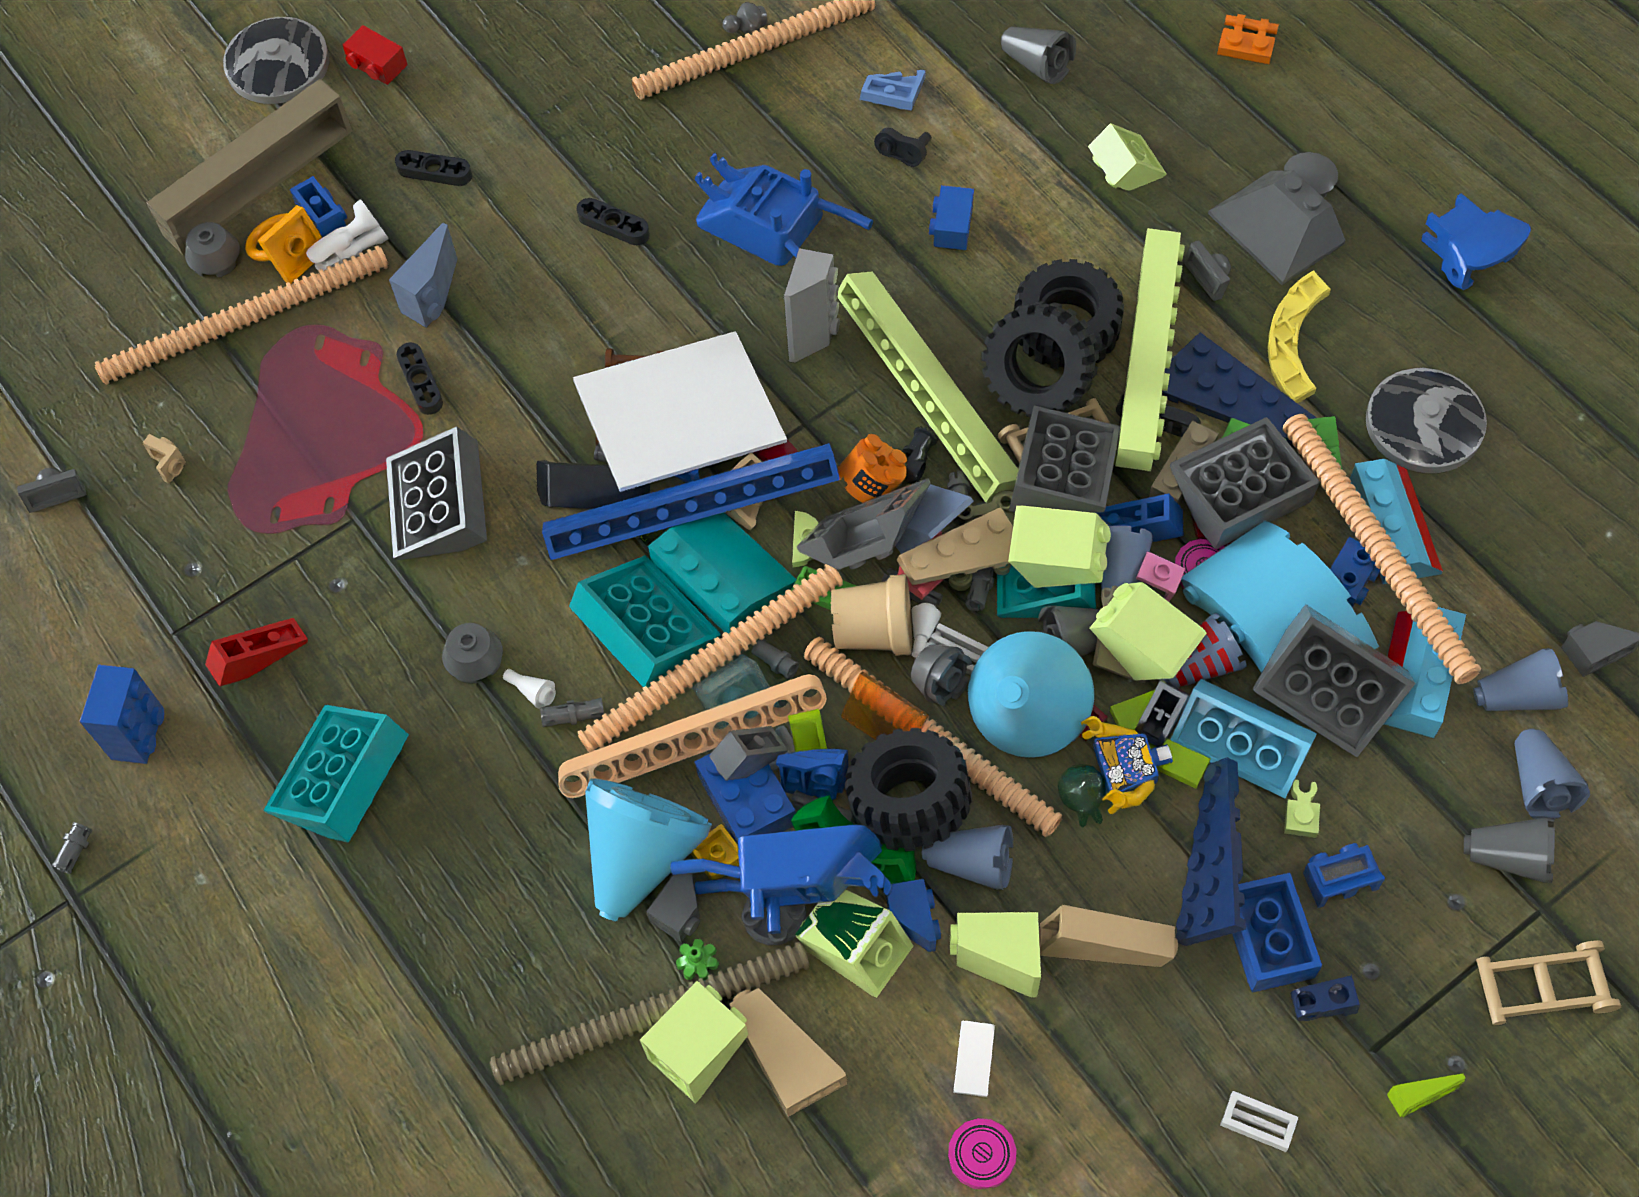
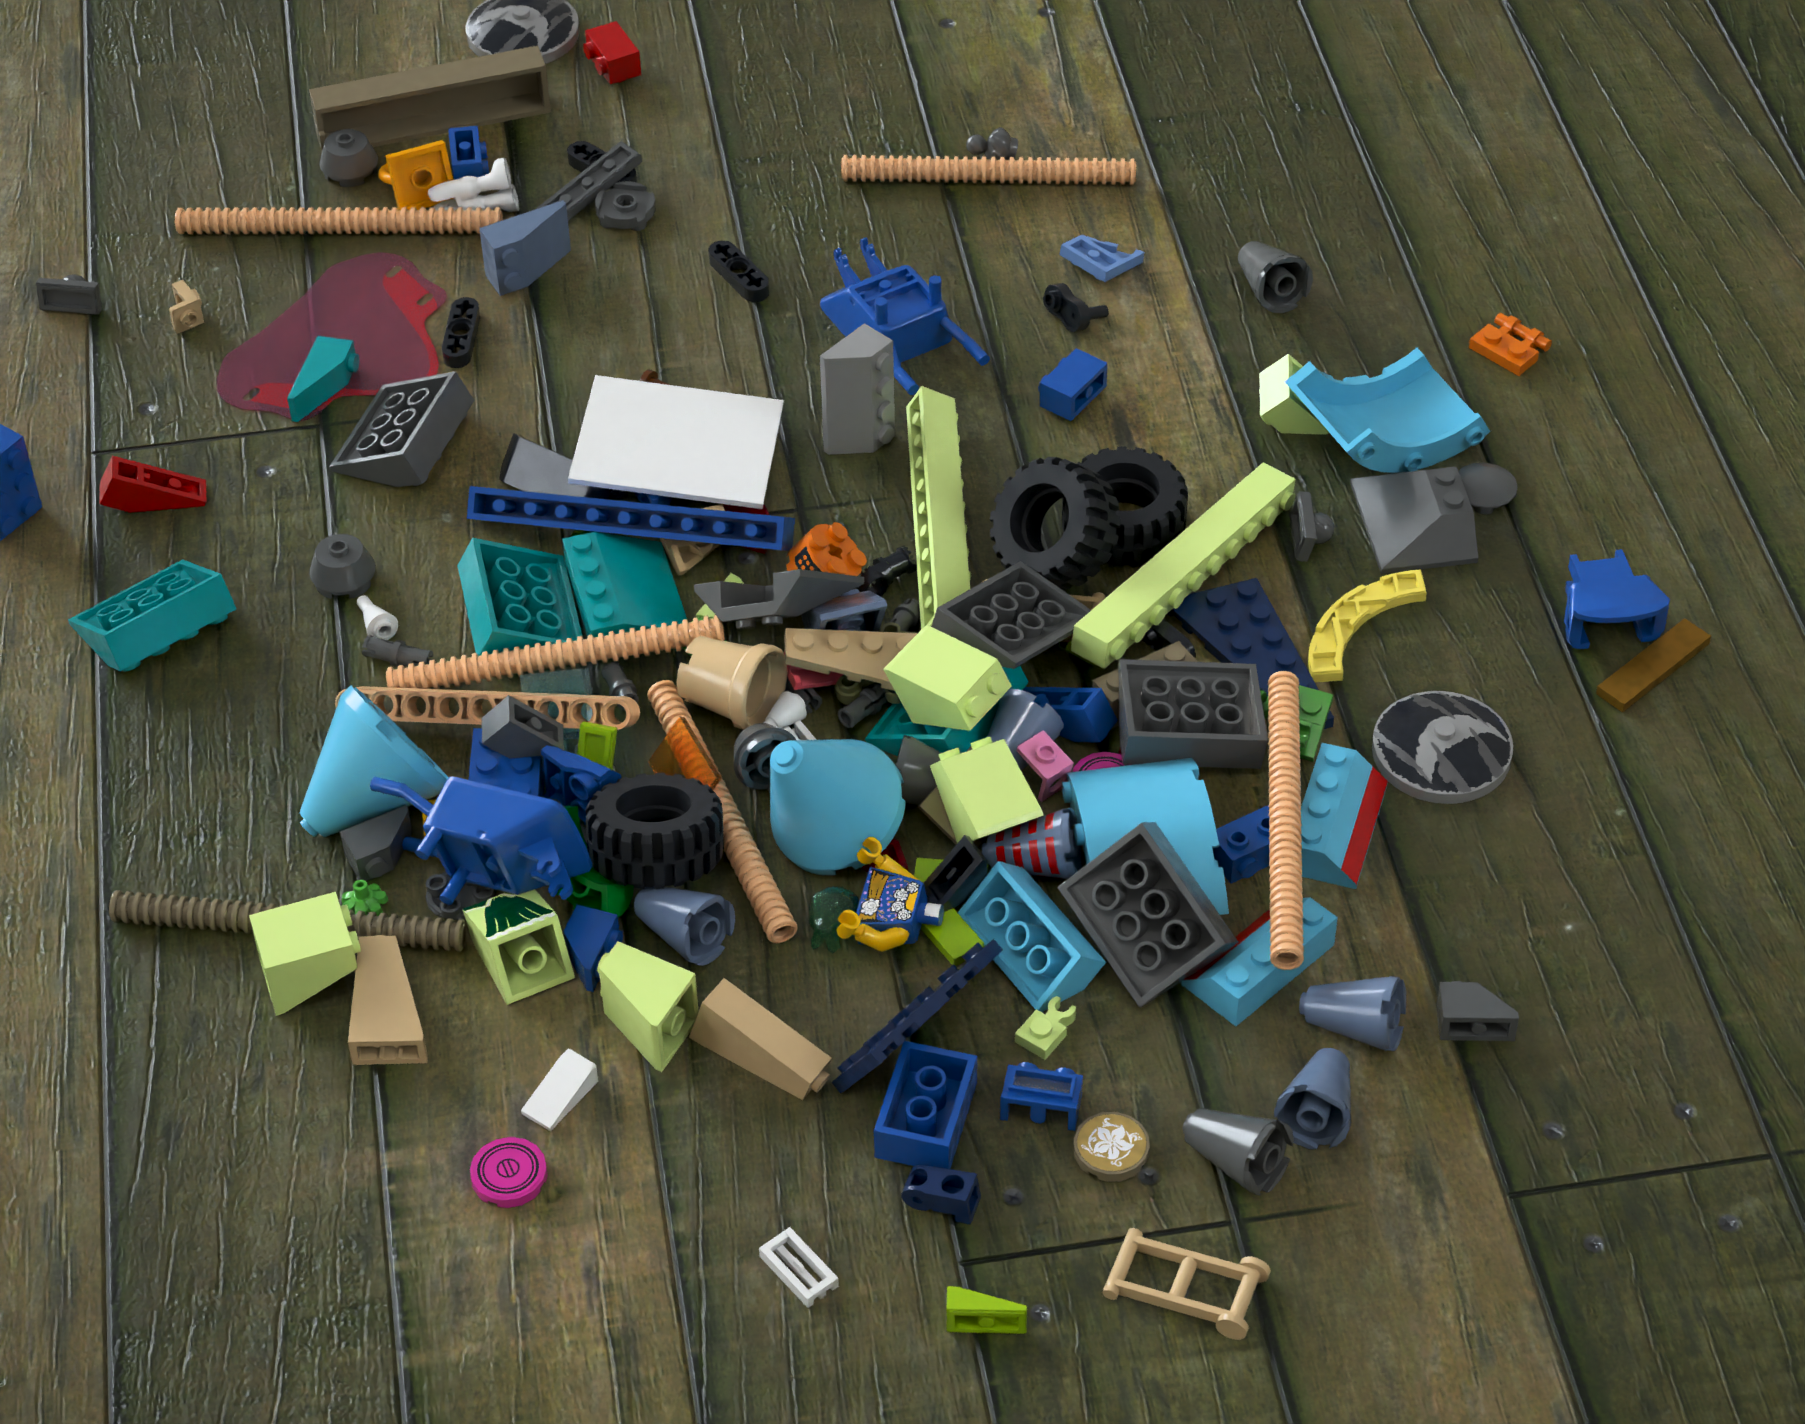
camera: 25 degrees right, 15 degrees down
(332, 471) = (322, 375): none -> teal slope
(437, 191) = (599, 175): none -> dark grey tile
(483, 210) = (614, 214): none -> dark grey plate
(1213, 141) = (1393, 419): none -> medium azure panel
(1417, 891) = (1111, 1146): none -> tile
(1527, 280) = (1653, 665): none -> pearl gold tile

